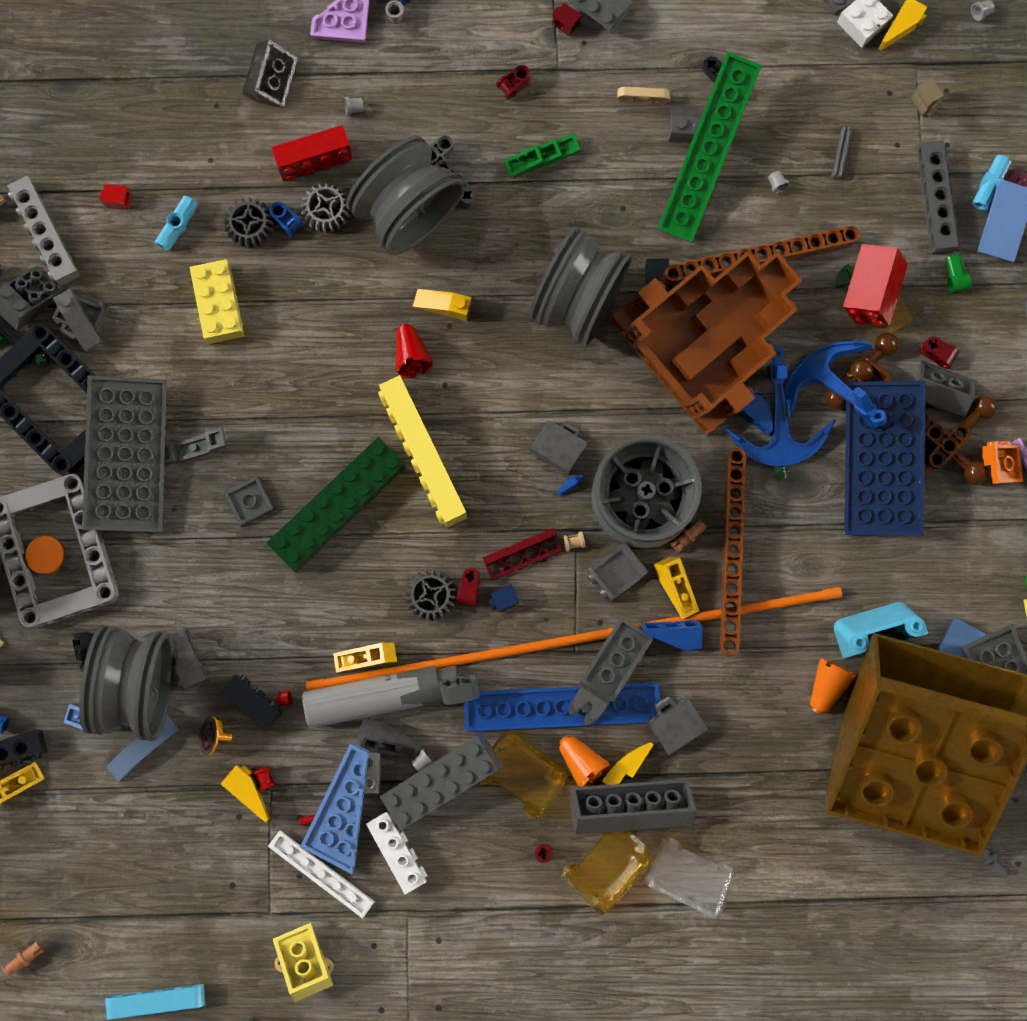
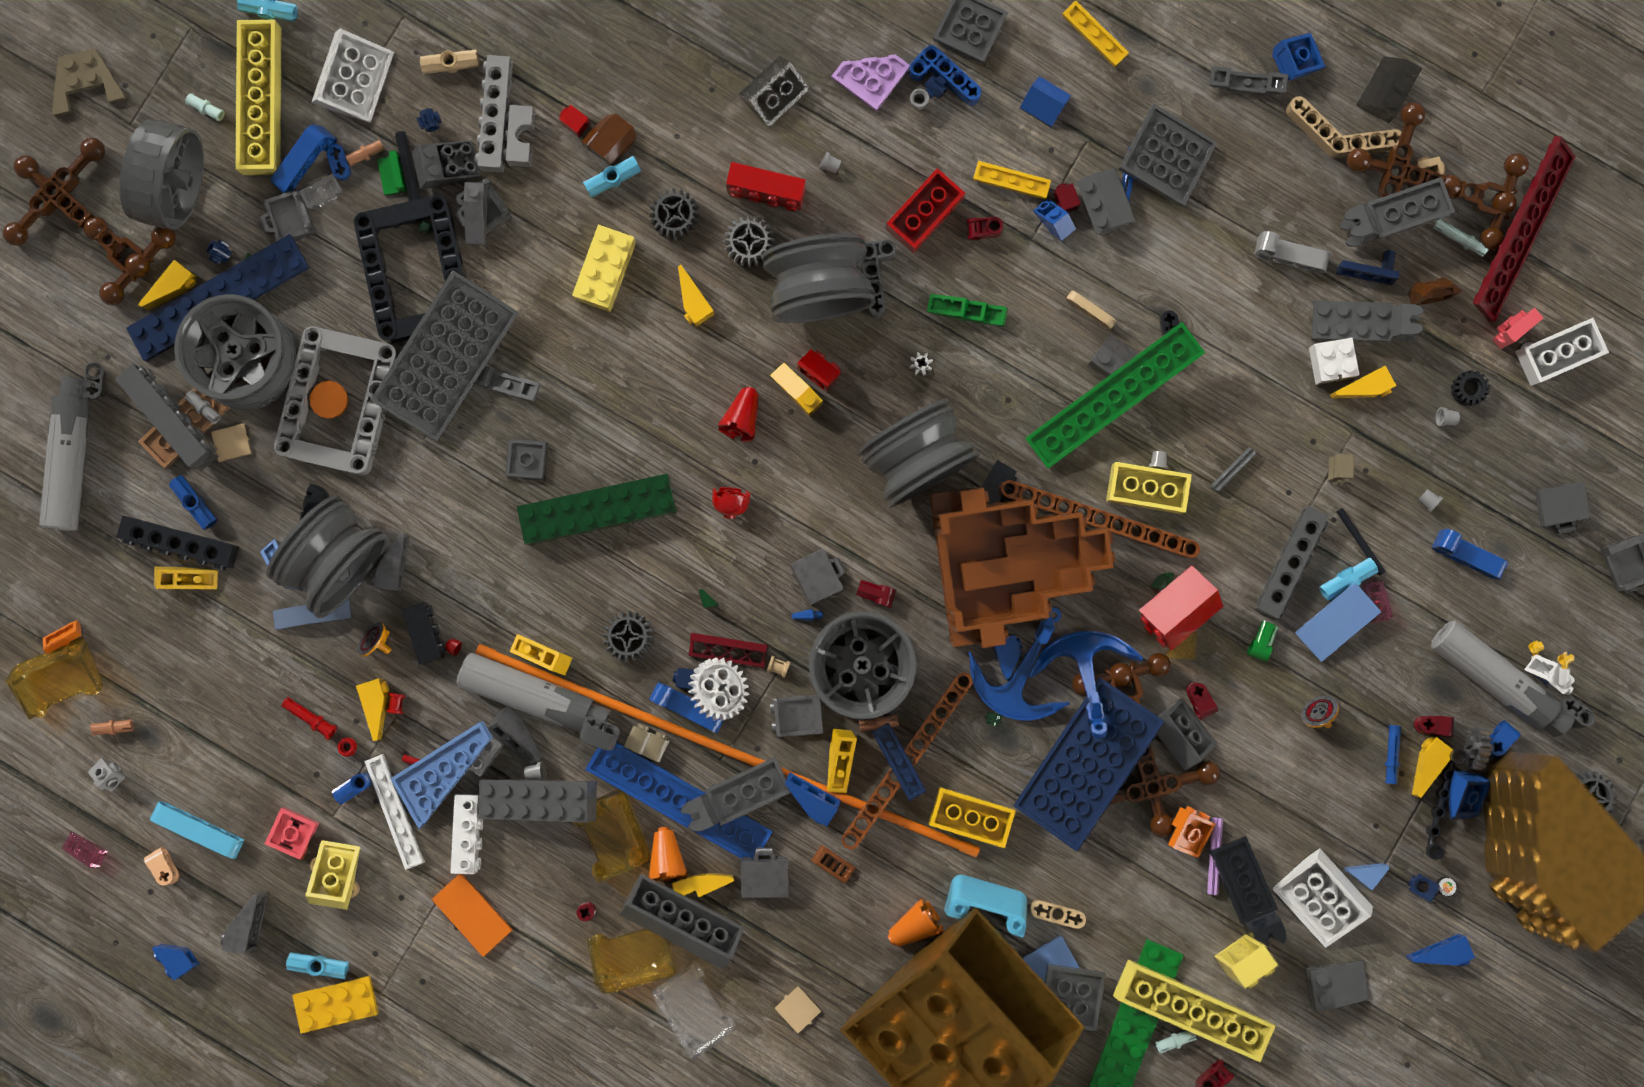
camera: 35 degrees right, 5 degrees up
(43, 1003) = (106, 774): none -> light grey brick
(69, 222) = (518, 119): none -> light grey arch
(155, 194) = (610, 139): none -> reddish brown slope
(203, 839) = (316, 722): none -> red pin
(234, 951) = (295, 837): none -> coral brick
(238, 843) = (341, 747): none -> red plate
(270, 877) = (351, 788): none -> blue piece
(288, 220) = (708, 233): blue piece -> none
(313, 285) = (694, 303): none -> yellow slope
(424, 455) = (697, 509): light yellow brick -> none
(445, 920) = (472, 914): none -> orange tile
(446, 428) = (730, 501): none -> red cylinder
(451, 276) = (819, 370): none -> red slope
(457, 95) = (925, 210): none -> red brick
(467, 590) = (661, 652): dark red piece -> none
(478, 522) = (707, 601): none -> dark green slope
(503, 675) = (646, 742): none -> dark tan brick
(512, 31) = (1012, 180): none -> yellow plate
(519, 623) = (681, 704): none -> blue beam
(533, 215) = (926, 362): none -> white gear
(536, 590) = (707, 698): none -> white gear
(567, 40) = (1055, 219): none -> blue slope
(621, 428) = (880, 594): none -> dark red piece
(710, 678) = (820, 854): none -> dark orange slope
(728, 554) = (898, 761): none -> dark blue tile
(776, 822) = (797, 1009): none -> tan piece
(784, 207) = (1148, 488): none -> light yellow brick
(817, 564) = (971, 817): none -> yellow brick
(954, 602) = (1042, 915): none -> tan beam
(976, 146) = (1359, 539): none -> black bar
(1013, 81) = (1430, 500): none -> light grey piece

